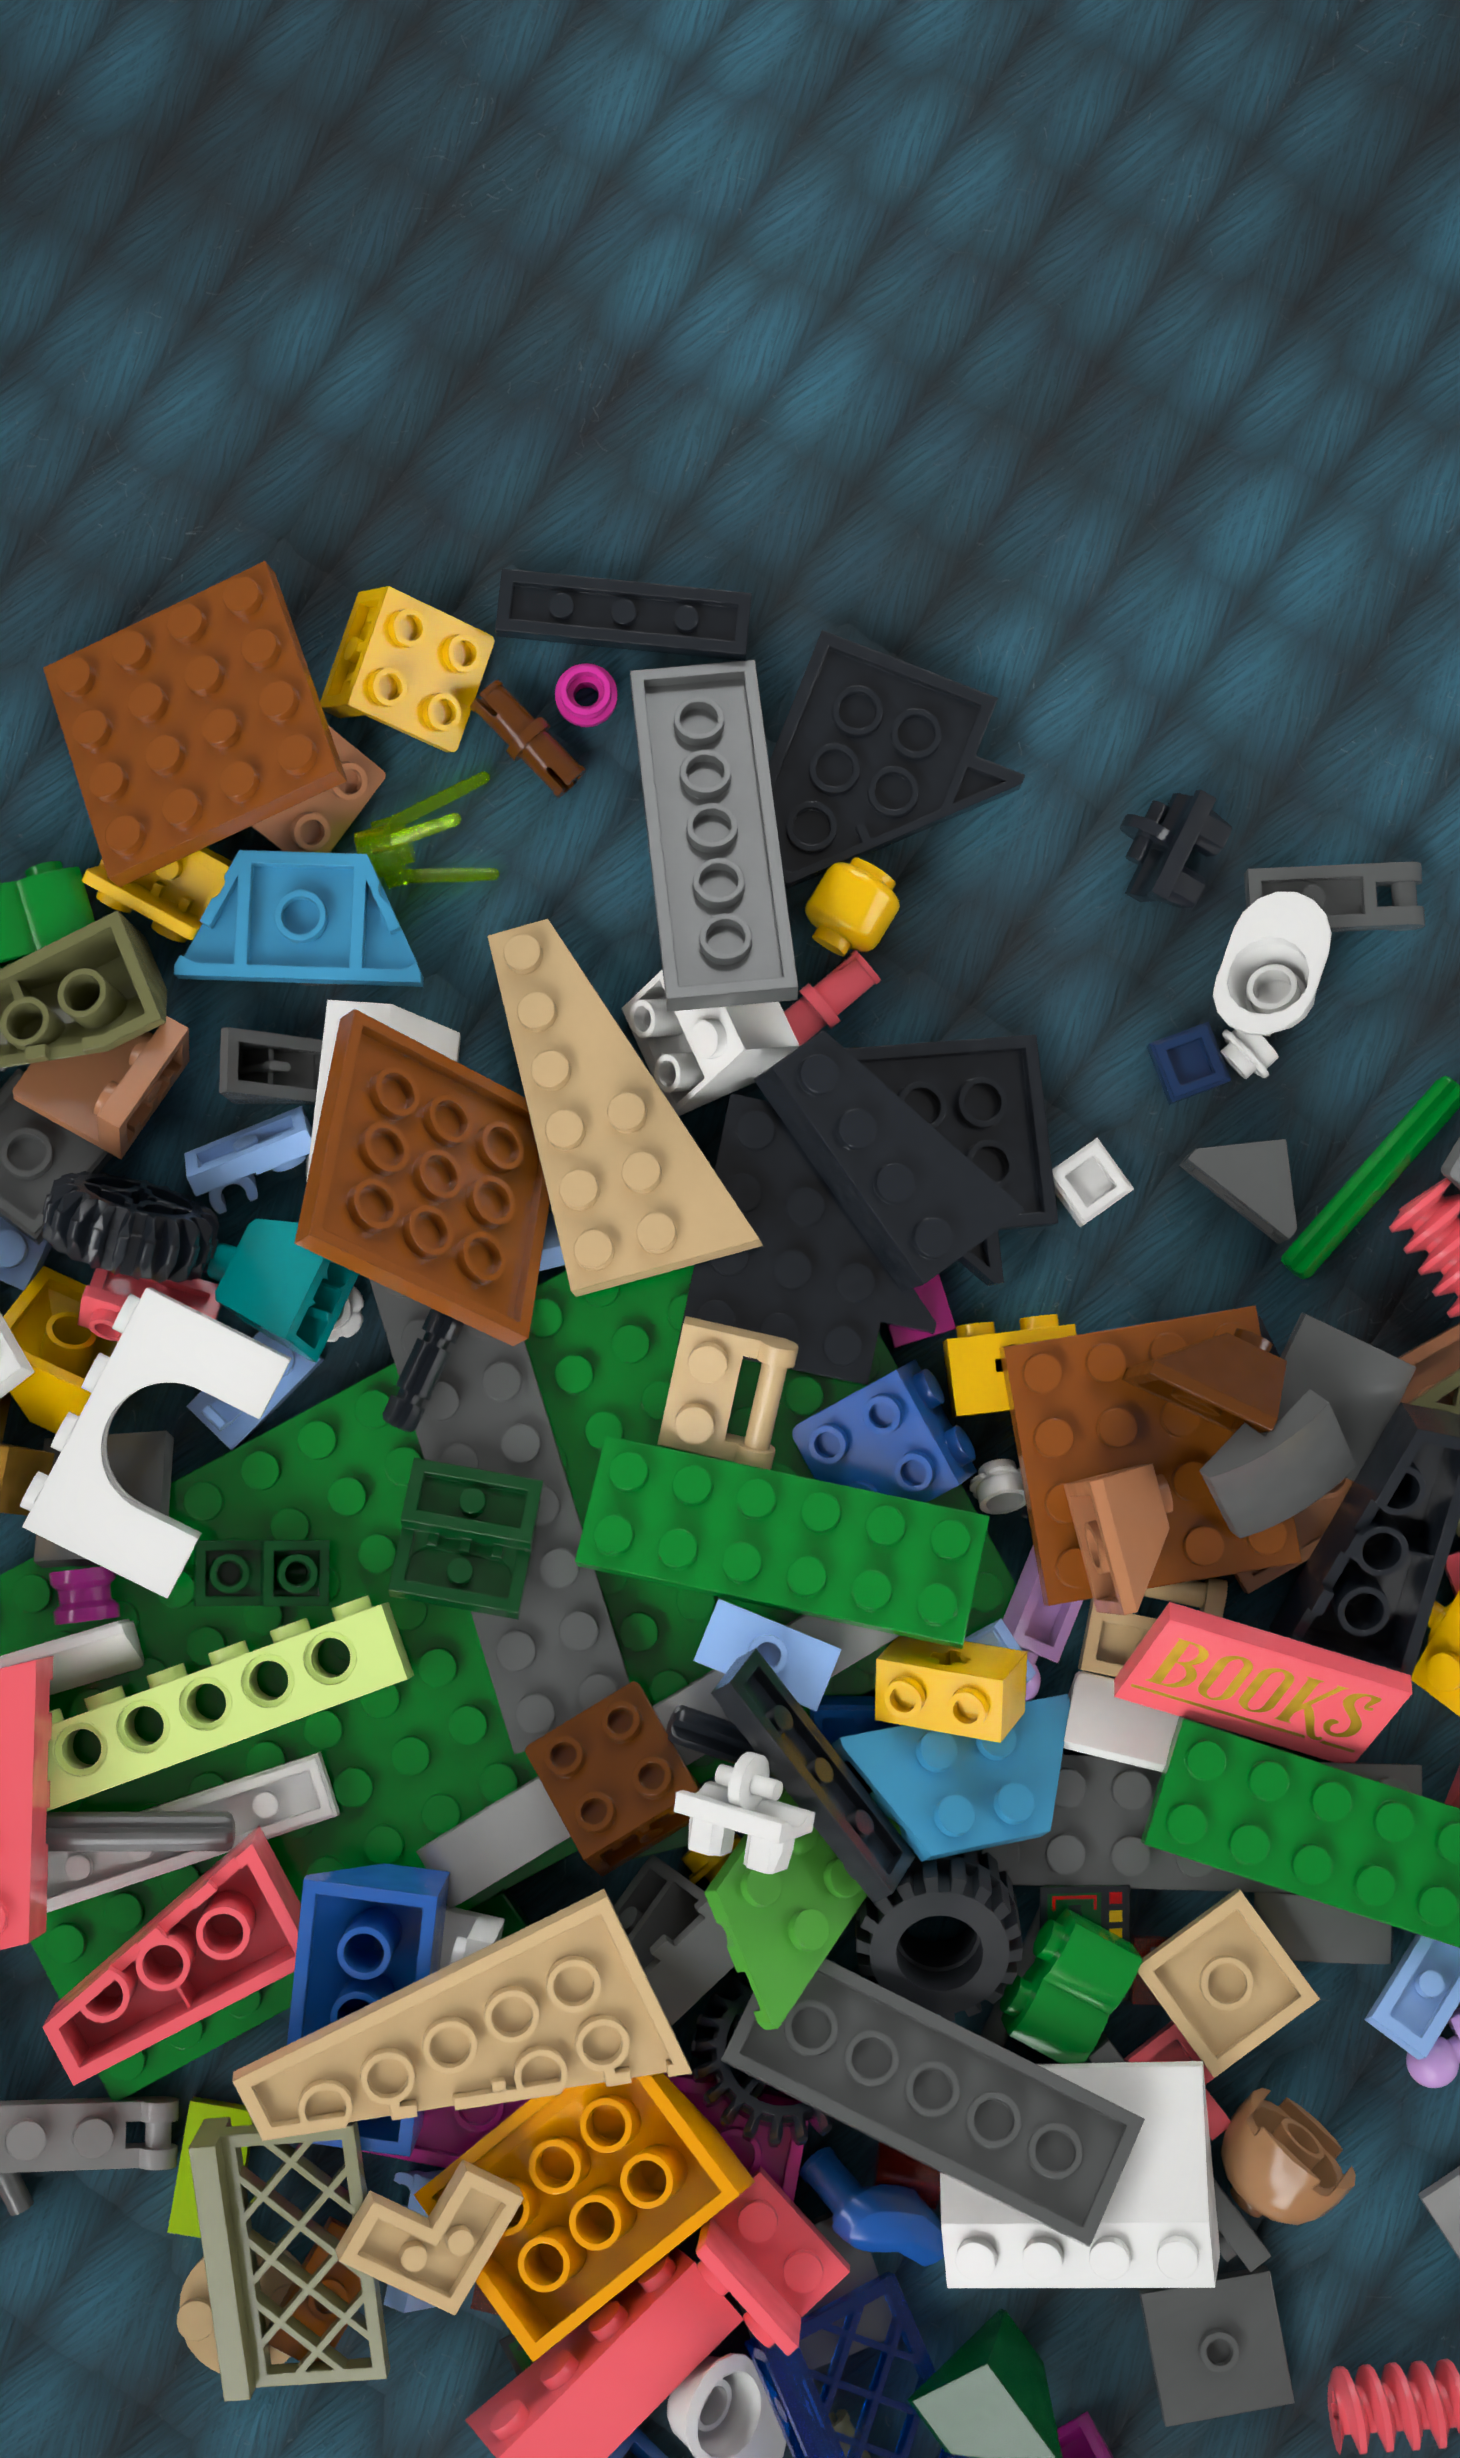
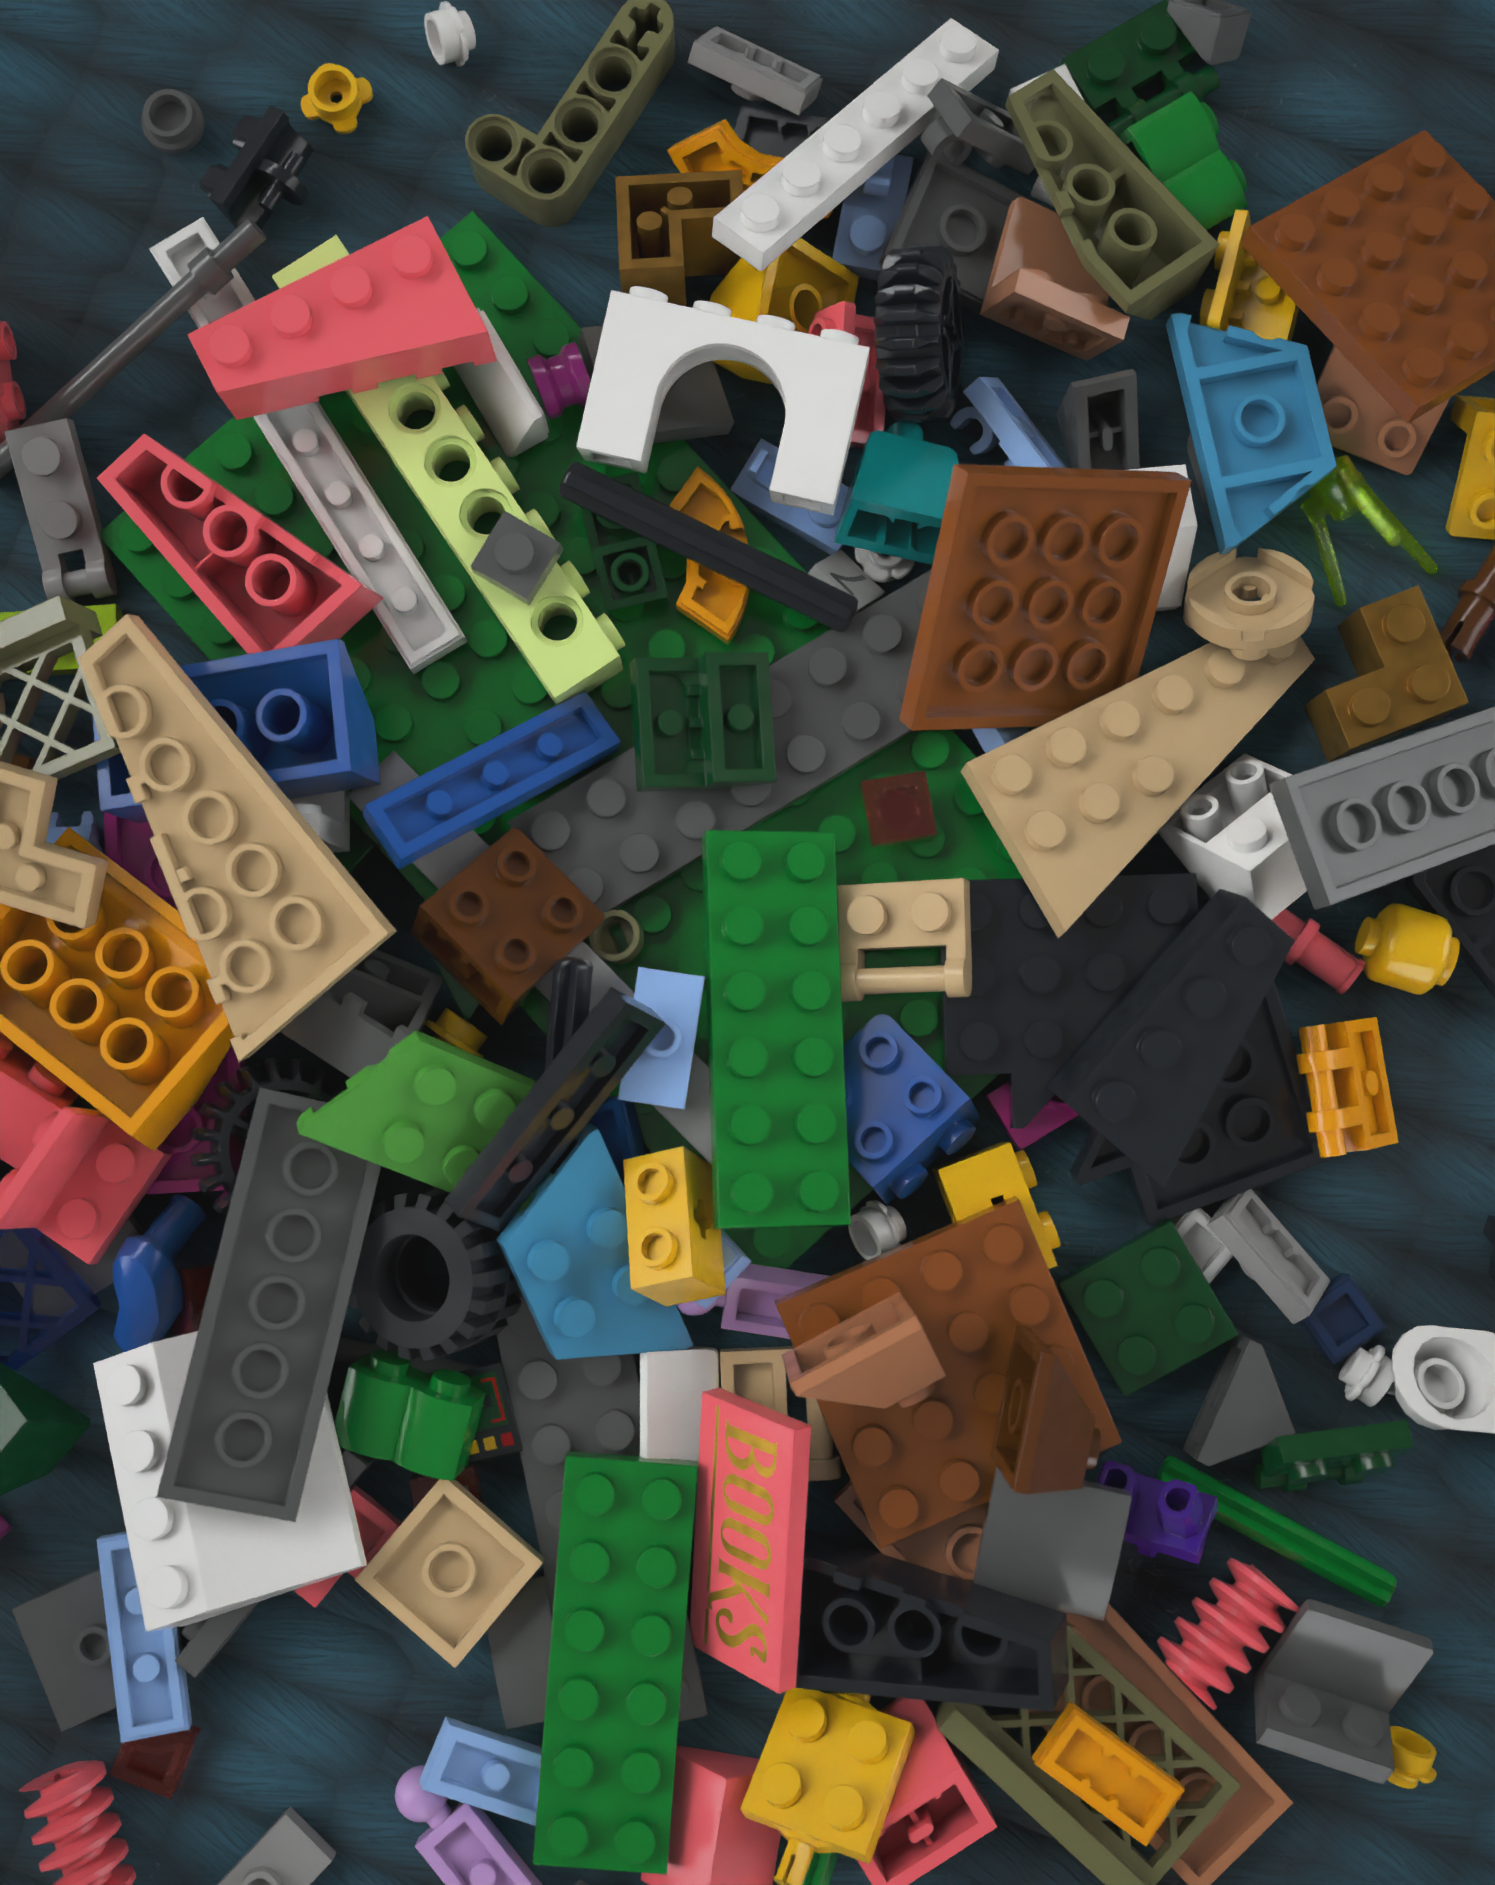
camera: 70 degrees right, 0 degrees up
(140, 1831) = (351, 484): dark grey axle -> none
(259, 1683) = (516, 558): none -> dark grey plate
(290, 1491) = (708, 546): none -> black axle
(299, 1483) = (708, 596): none -> light orange tile
(358, 1362) = (849, 577): none -> white tile
(422, 1371) = (853, 640): black axle -> none
(472, 1760) = (490, 779): none -> blue plate
(504, 973) = (1249, 628): none -> tan plate
(588, 840) = (1400, 679): none -> pearl gold brick
(597, 1366) = (898, 809): none -> clear red plate
(657, 1686) = (605, 944): none -> olive hinge
(744, 1802) = (511, 1050): white hips -> none
(972, 987) = (1347, 1086): none -> light orange plate
(1112, 1115) = (1269, 1254): none -> light grey plate
(1135, 1244) = (1147, 1307): none -> dark green plate
(1243, 2303) = (146, 1678): none -> light blue tile
(1278, 1475) = (963, 1504): dark grey slope -> none
(1282, 2162) = (289, 1667): medium nougat cylinder -> none
(1314, 1110) = (1330, 1455): none -> dark green plate
(1331, 1285) = (1163, 1514): none -> dark purple hips
(1335, 2315) = (156, 1761): none -> clear red tile

